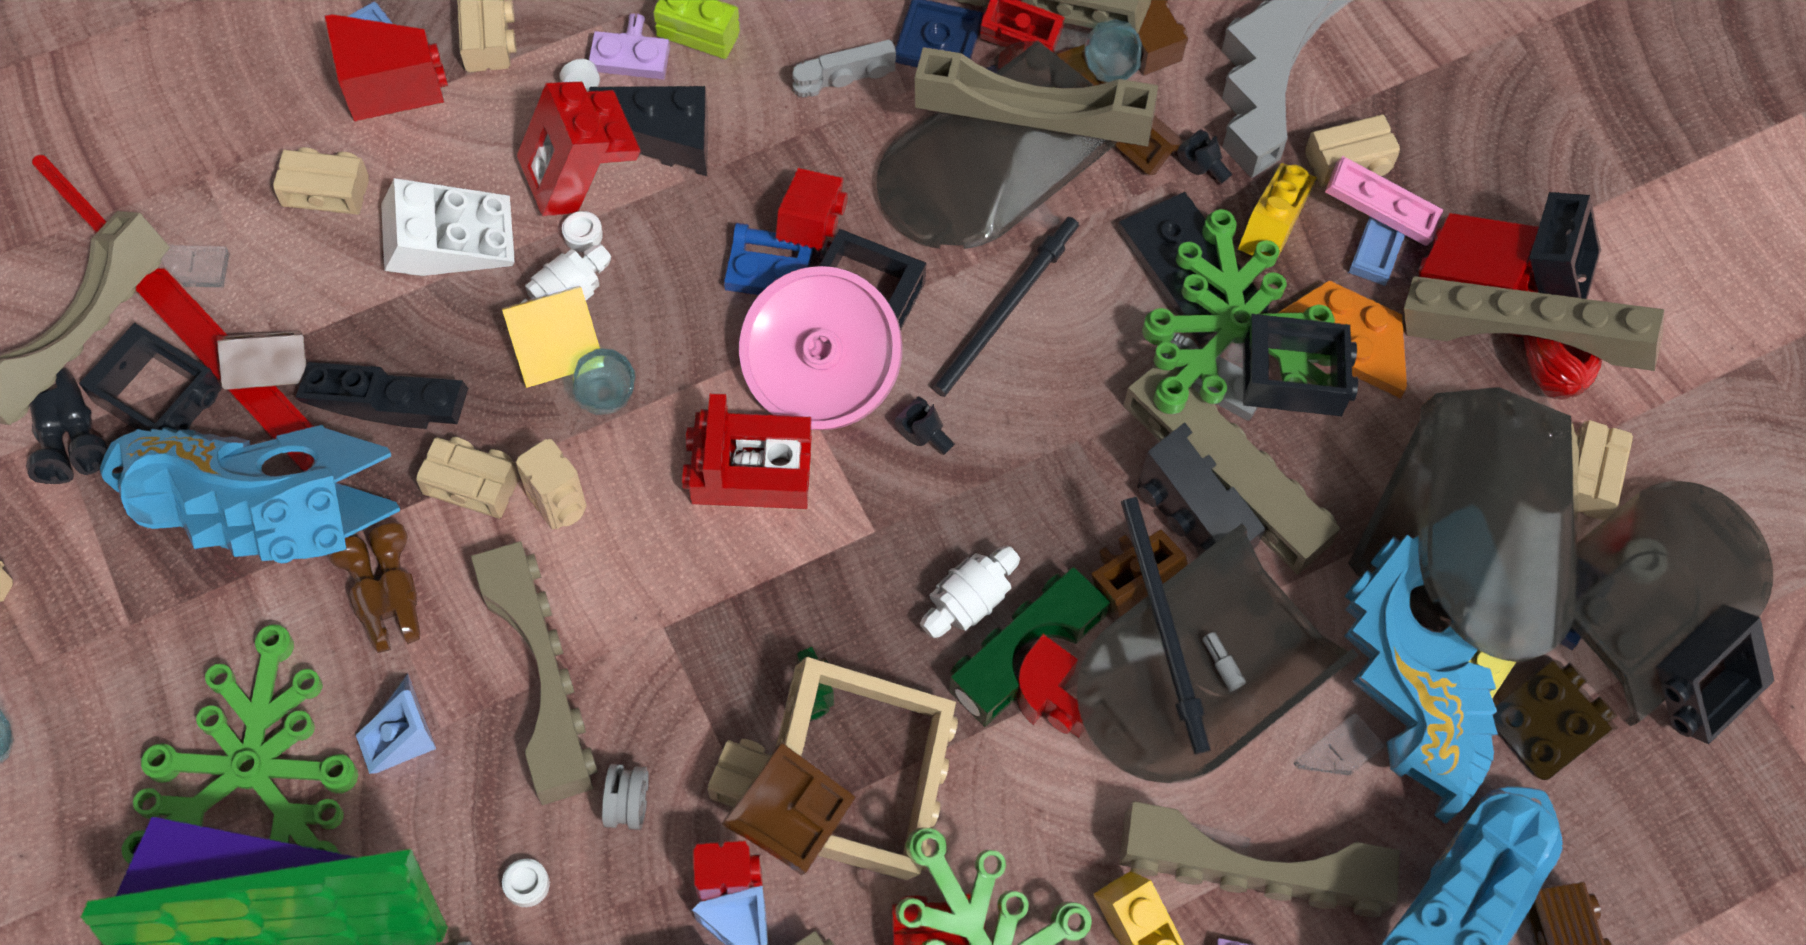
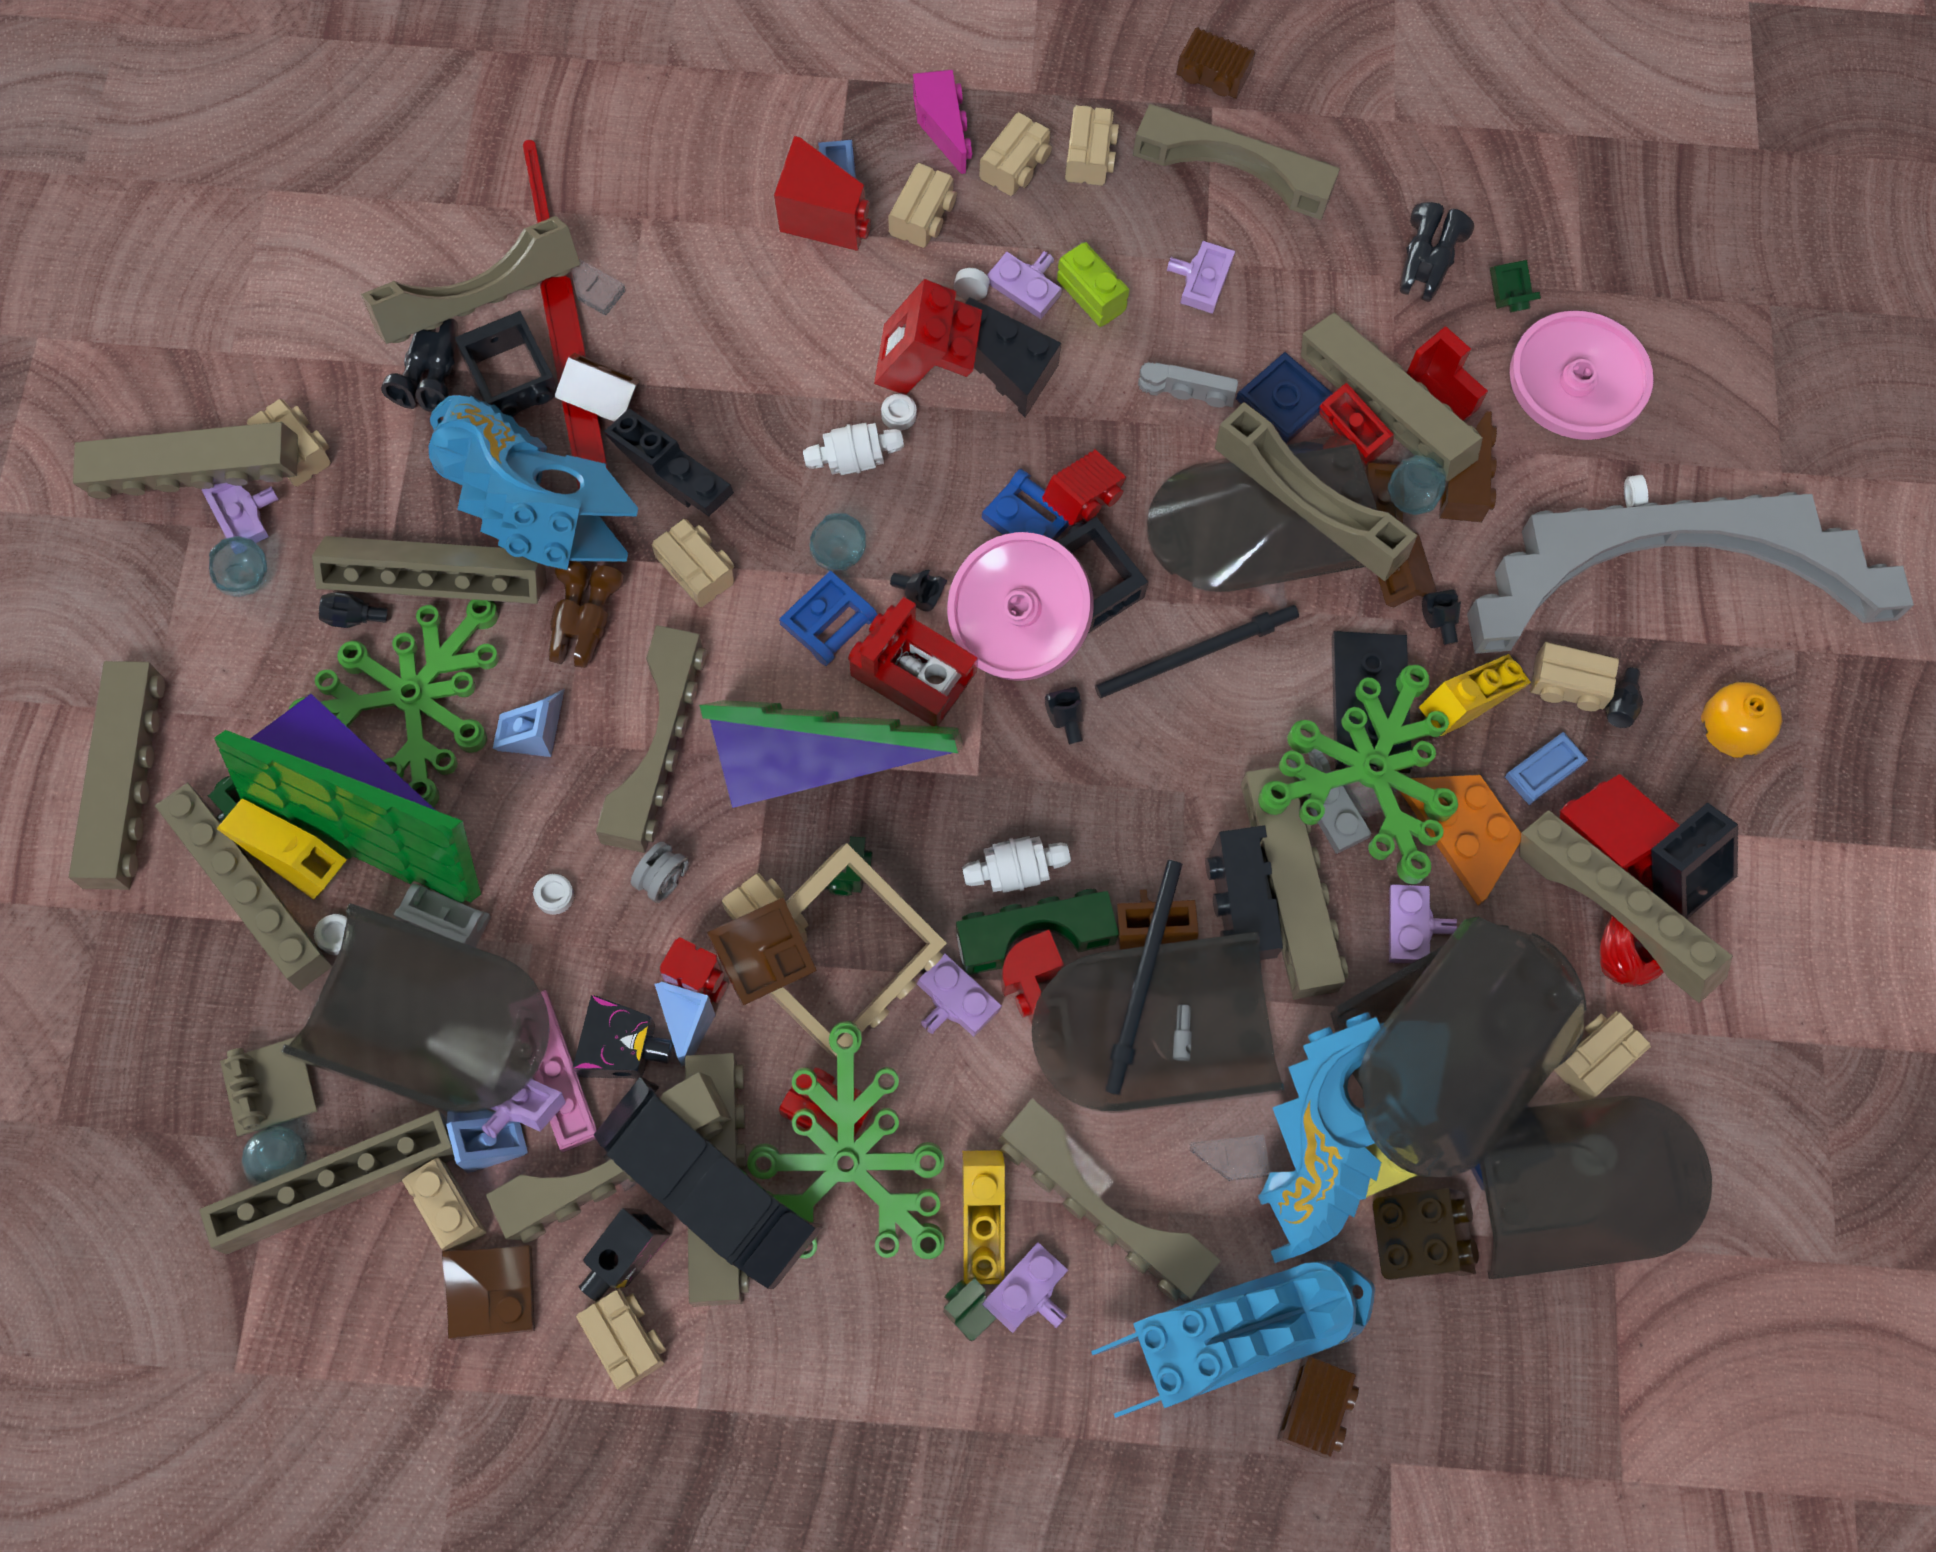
camera: 30 degrees right, 5 degrees up
(127, 718) = (348, 610): none -> black piece
(189, 631) = (426, 570): none -> dark tan brick
(321, 181) = (723, 268): tan brick -> none
(444, 229) = (794, 356): white slope -> none
(550, 334) = (820, 483): yellow tile -> none
(552, 484) = (748, 602): tan brick -> none
(624, 455) = (820, 609): none -> blue plate
(694, 599) = (786, 751): none -> dark purple piece
(709, 380) = (920, 588): none -> black piece
(992, 752) = (956, 998): none -> lavender plate
(1299, 336) = (1407, 806): black window -> none
(1359, 446) = (1413, 923): none -> lavender plate
(1384, 201) = (1570, 733): bright pink tile -> none
(1414, 152) = (1626, 701): none -> black piece
(1514, 113) = (1742, 719): none -> light orange cylinder
(1724, 636) = (1585, 1302): black window -> none

